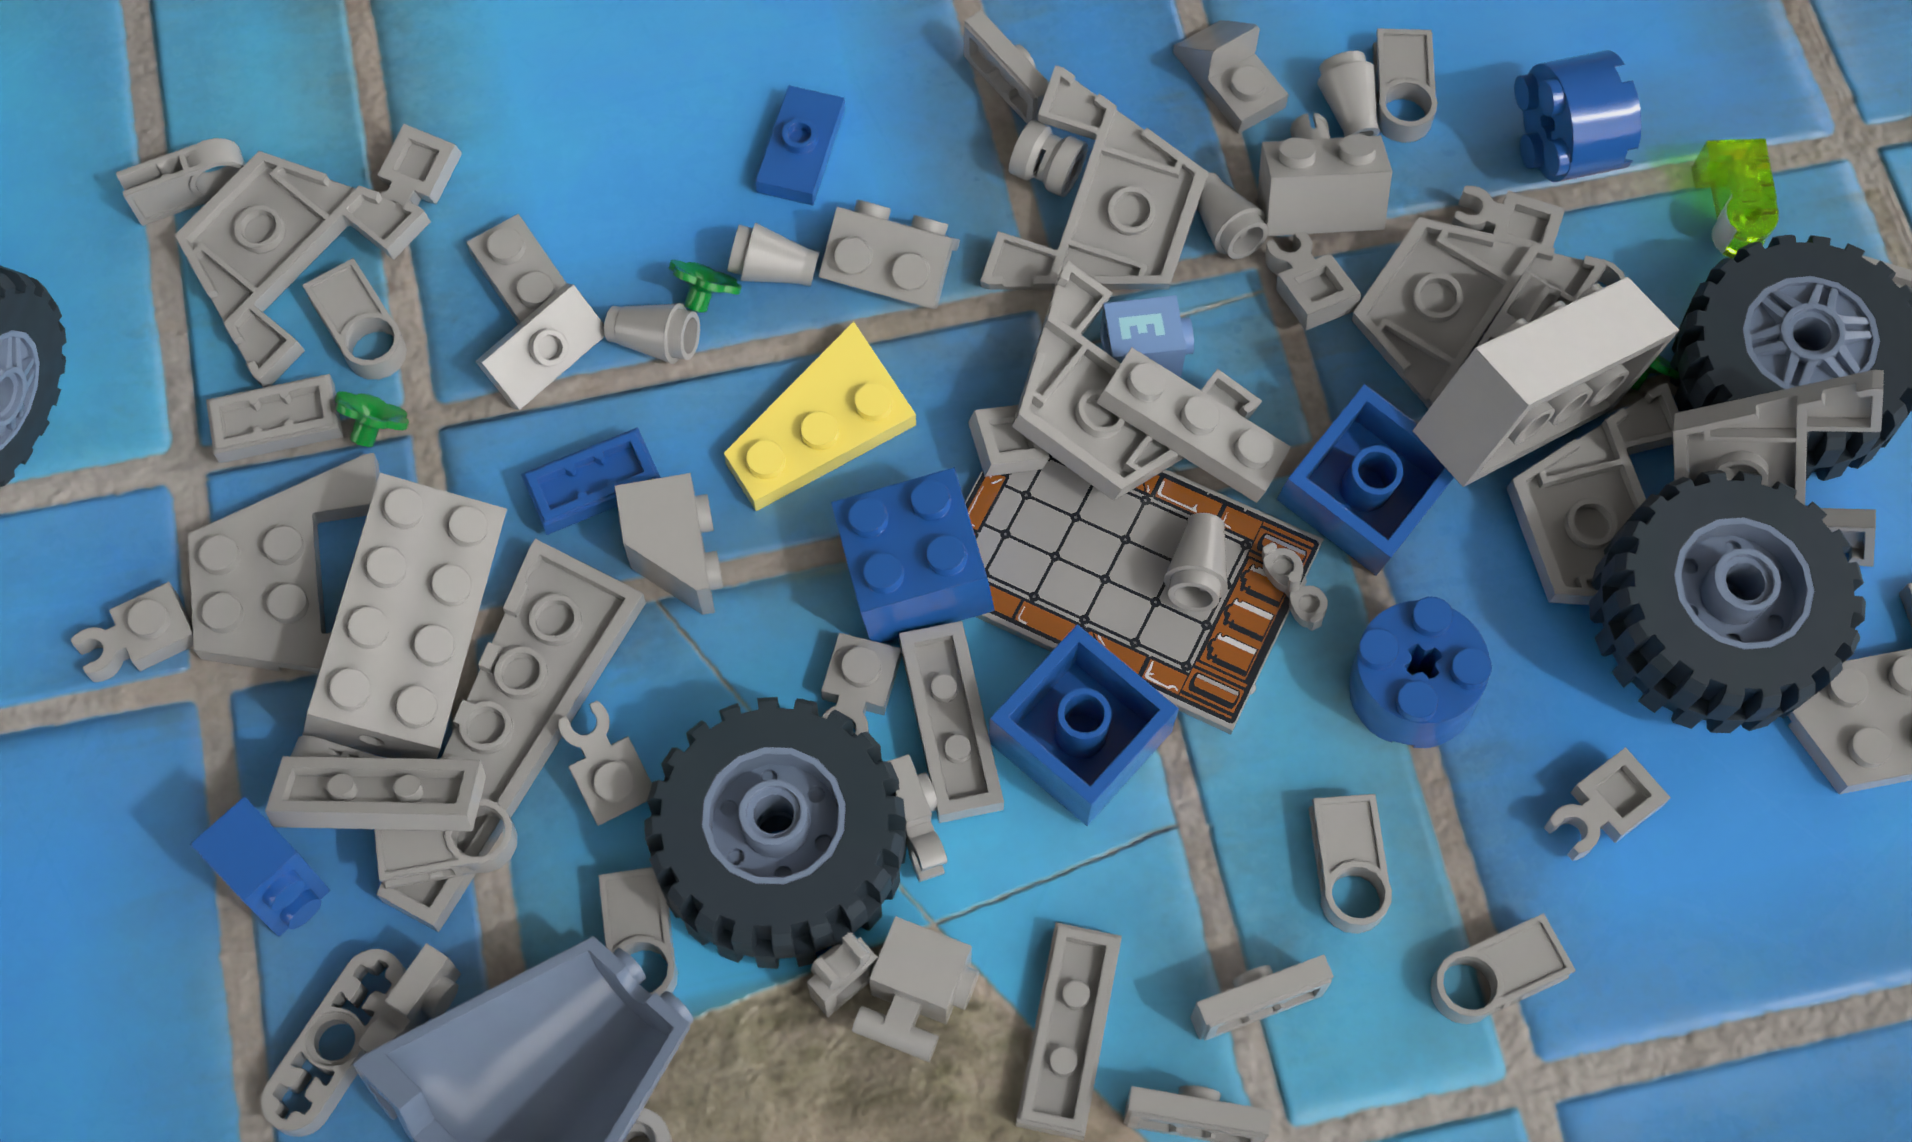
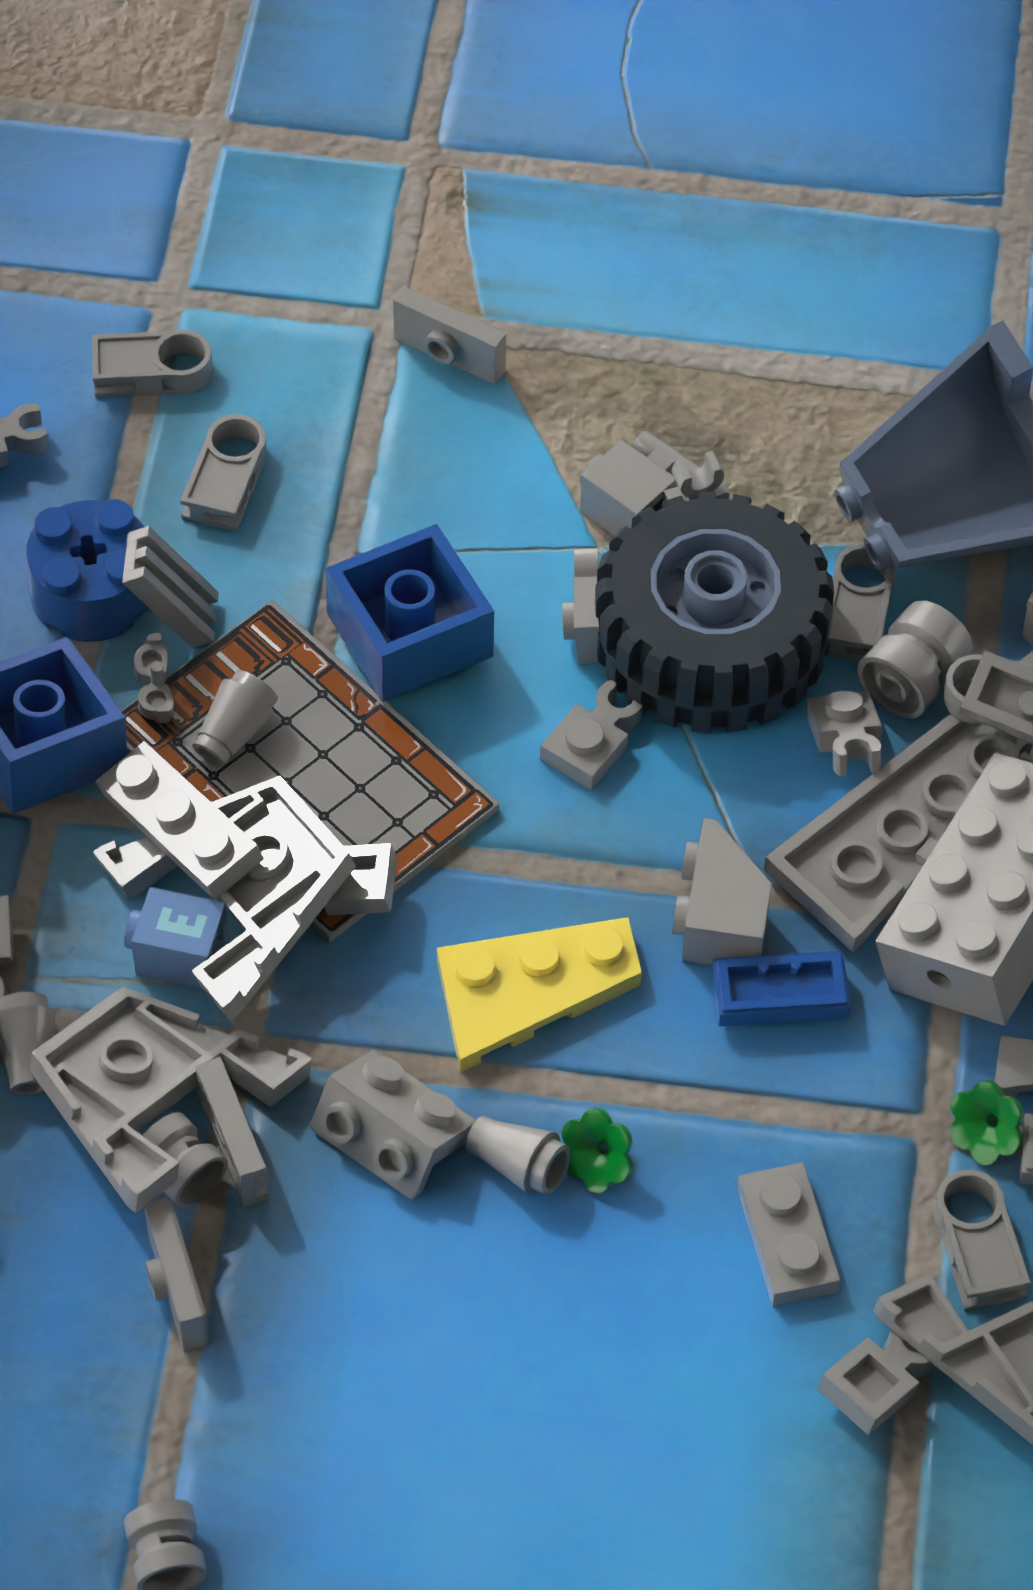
camera: 160 degrees left, 10 degrees down
(542, 346) = (790, 1134): plate -> none
(551, 874) = (914, 658): none -> light grey wheel
(656, 330) = (669, 1116): light grey cone -> none
(800, 145) = (436, 1283): blue plate -> none
(913, 556) = (499, 797): blue brick -> none
(951, 721) = (520, 674): light grey plate -> none
(1017, 192) = (232, 1132): none -> light grey tile
(1069, 1031) = (520, 435): light grey tile -> none
(1261, 995) = (355, 393): light grey plate -> none
(1293, 678) = (170, 586): none -> light grey tile

